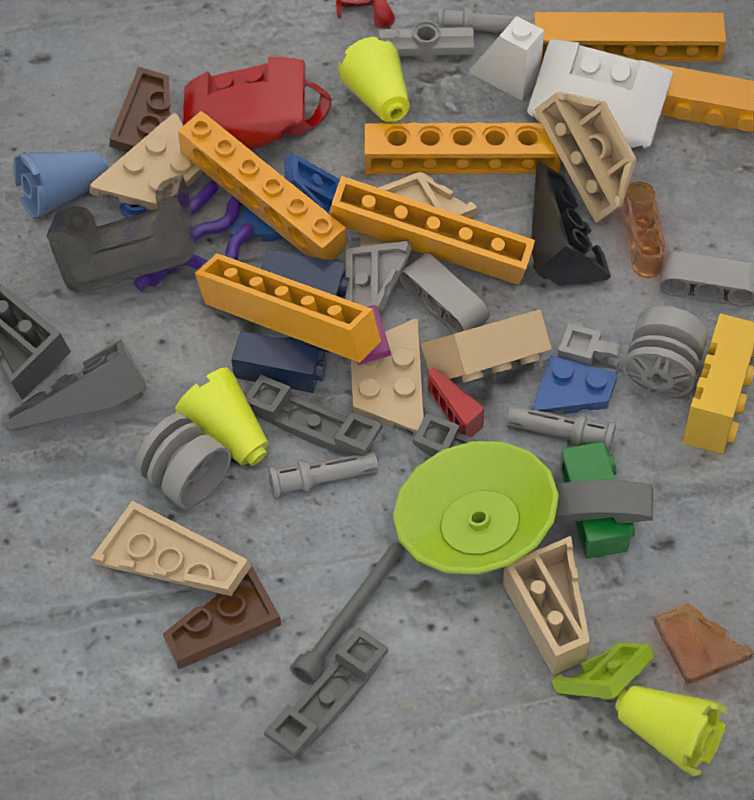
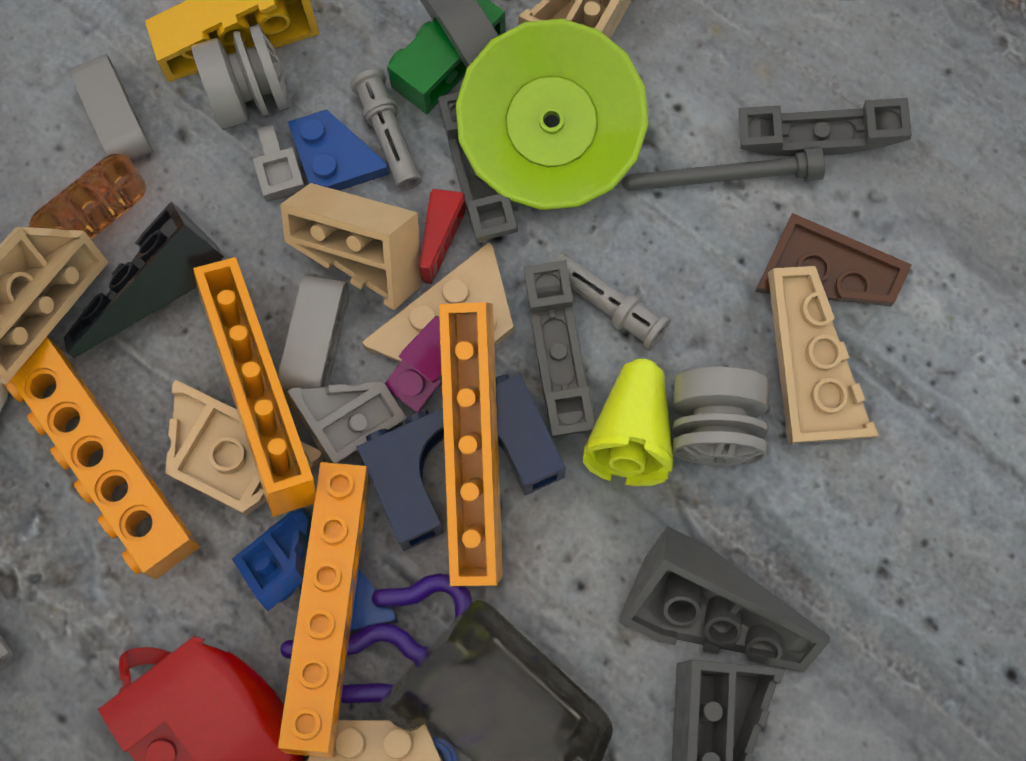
camera: 125 degrees left, 15 degrees up
(376, 78) = (70, 600): neon yellow cone -> none

